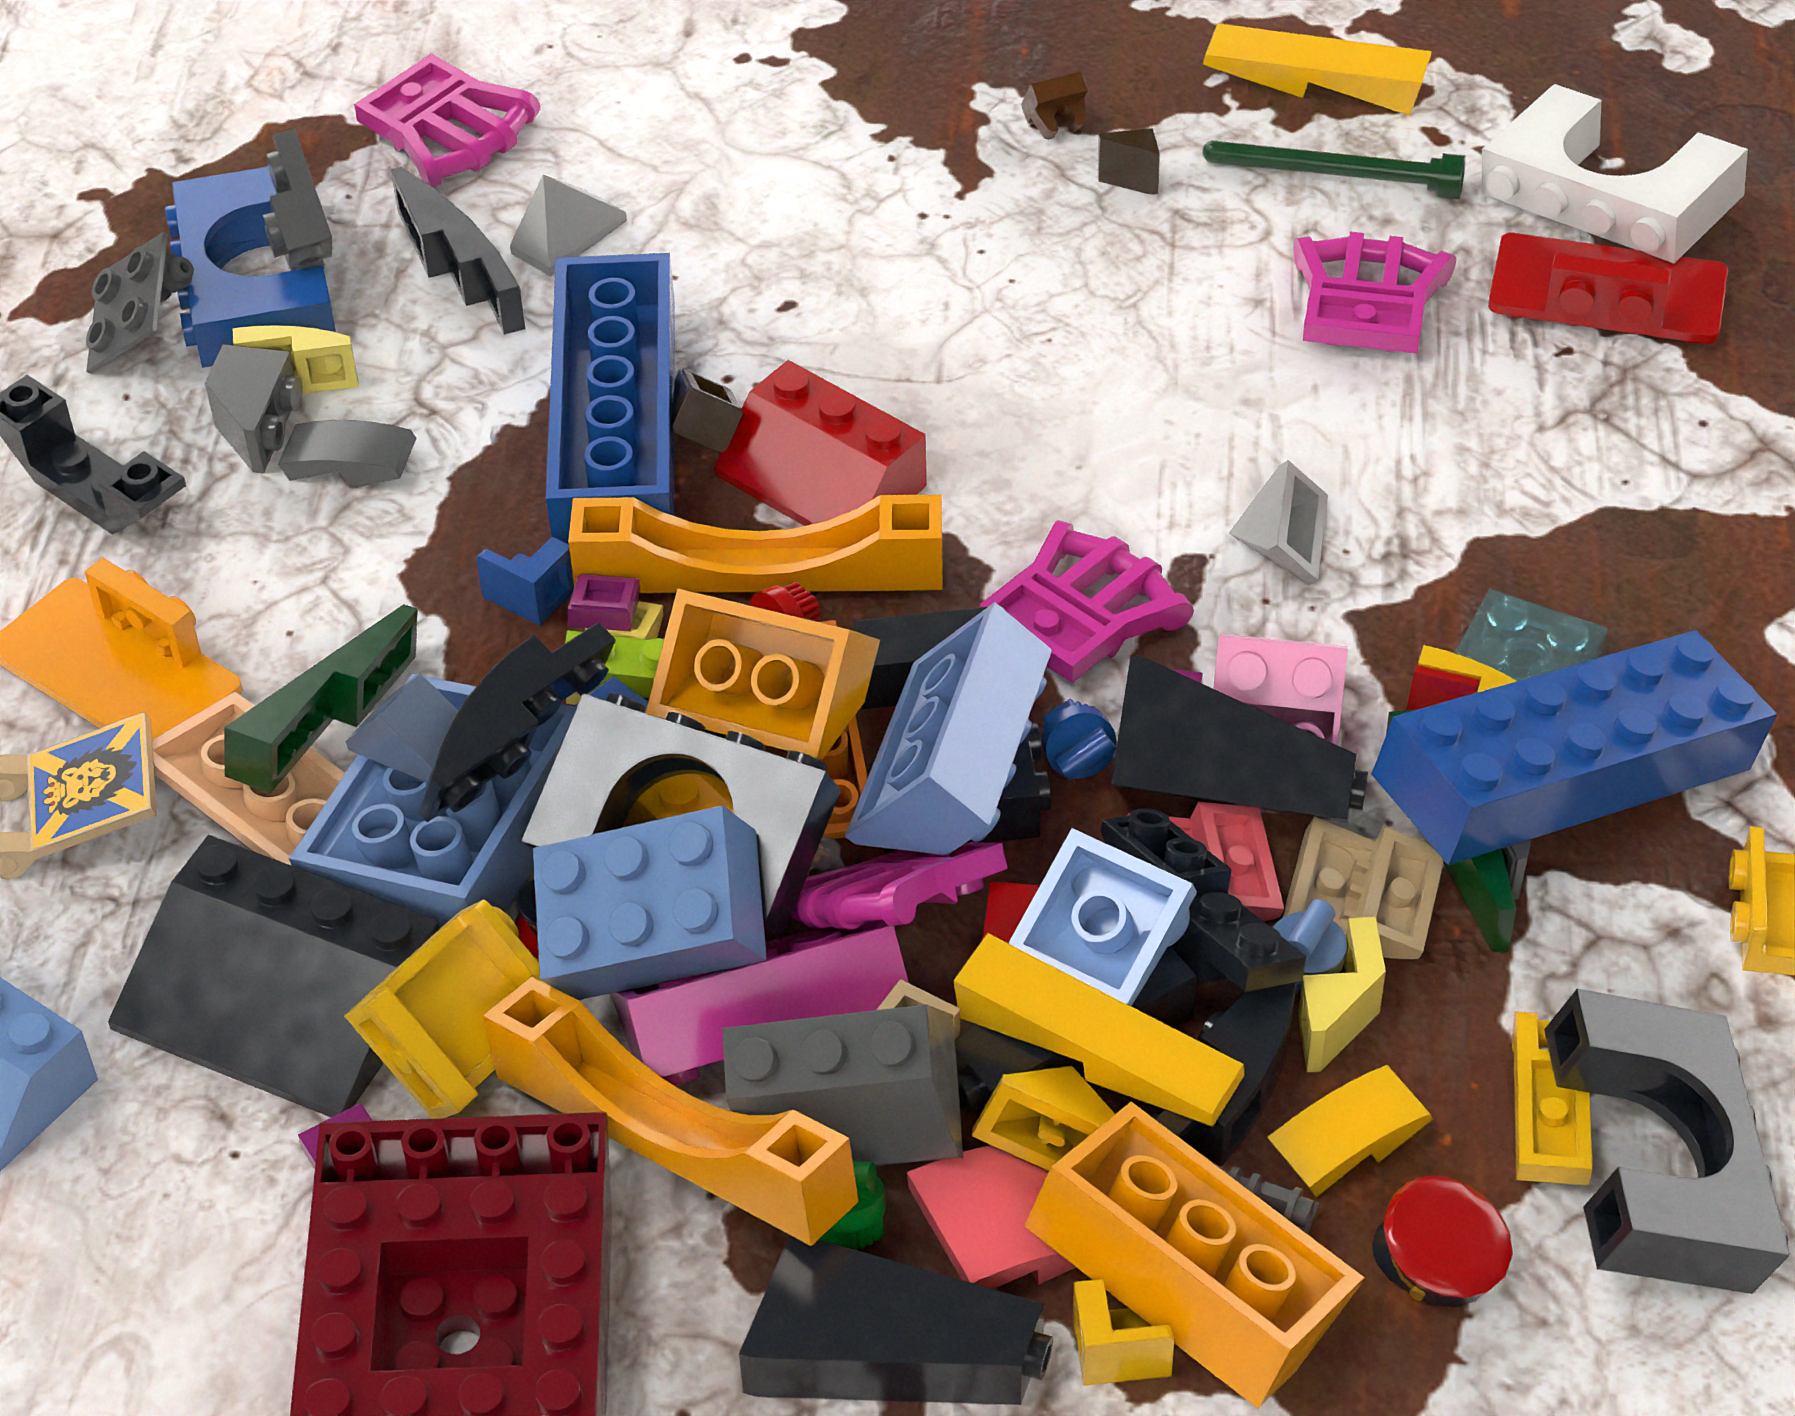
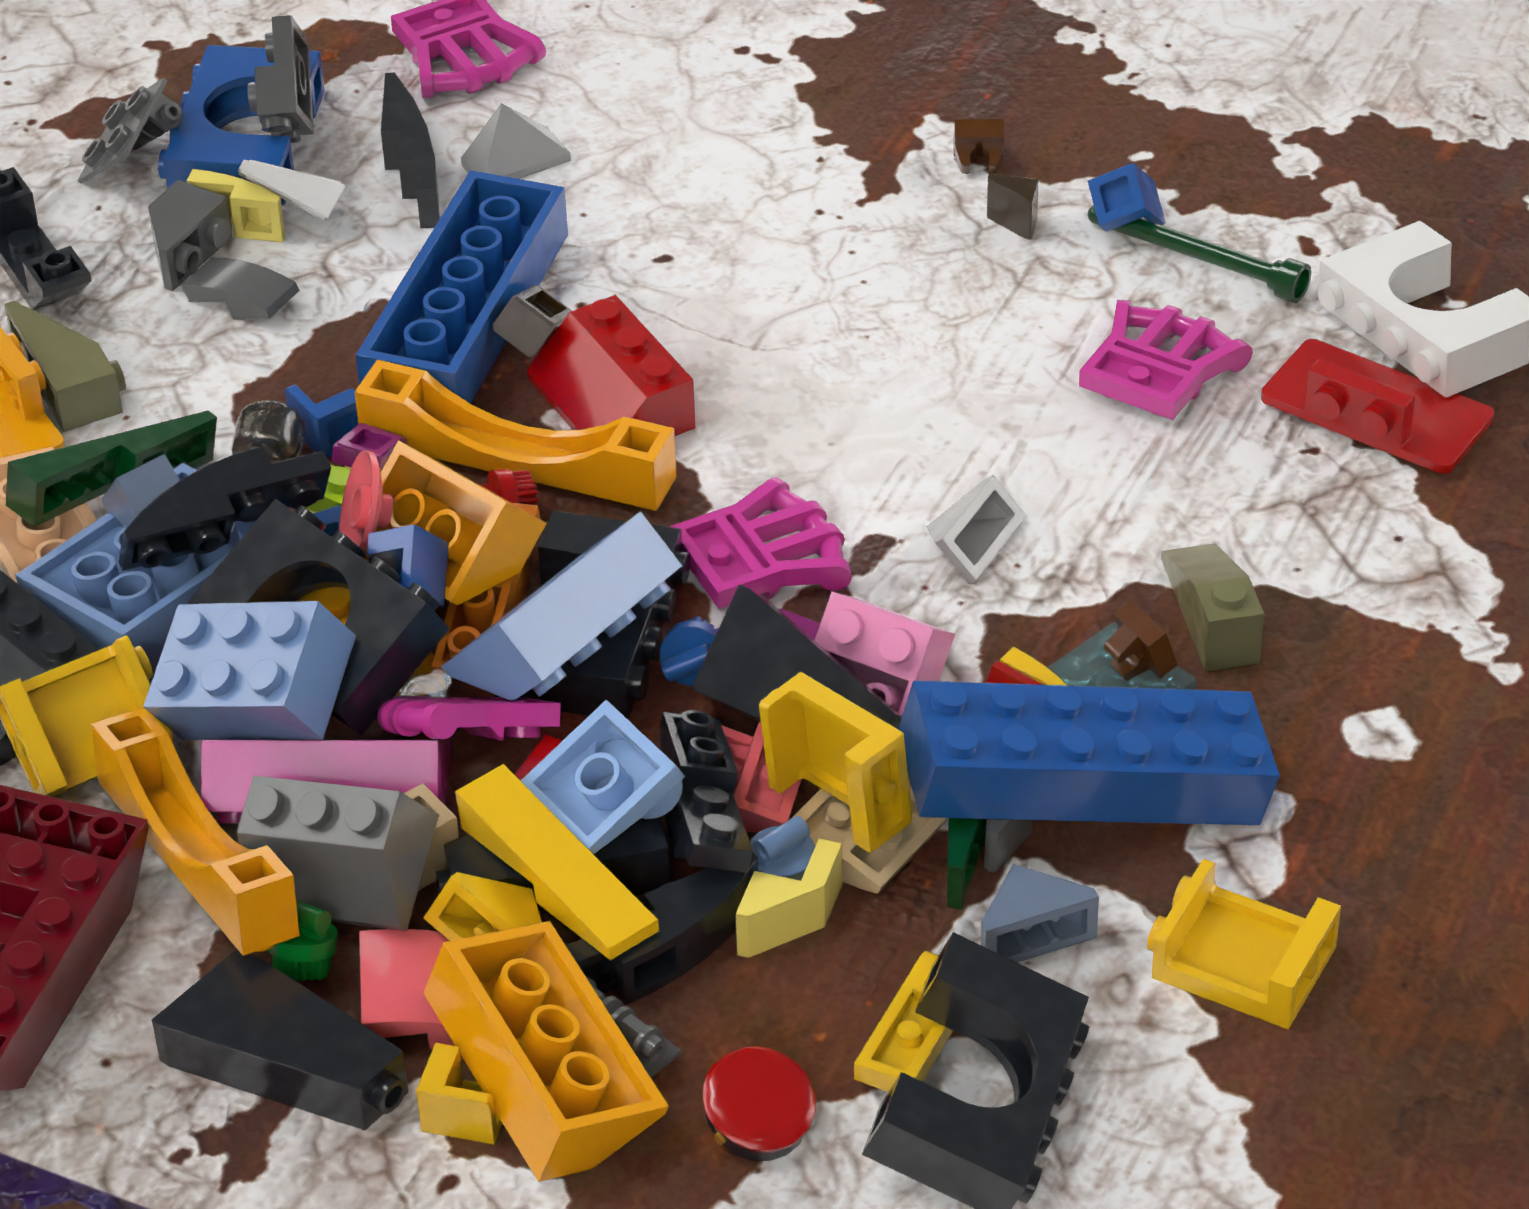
camera: 20 degrees right, 5 degrees down
(229, 600) = (75, 368): none -> olive slope
(373, 325) = (305, 191): none -> white slope
(480, 619) = (271, 426): none -> clear smoke head
(668, 667) = (363, 501): none -> coral dish
(758, 713) = (414, 556): none -> blue panel
(1241, 128) = (1125, 197): none -> blue panel
(1290, 60) = (1208, 153): yellow slope -> none
(1336, 816) = (841, 750): none -> yellow panel
(1347, 1126) = (747, 995): yellow slope -> none
(1553, 607) = (1139, 645): none -> reddish brown tile
(1581, 540) = (1216, 605): none -> olive slope
(1606, 935) = (1038, 915): none -> sand blue slope

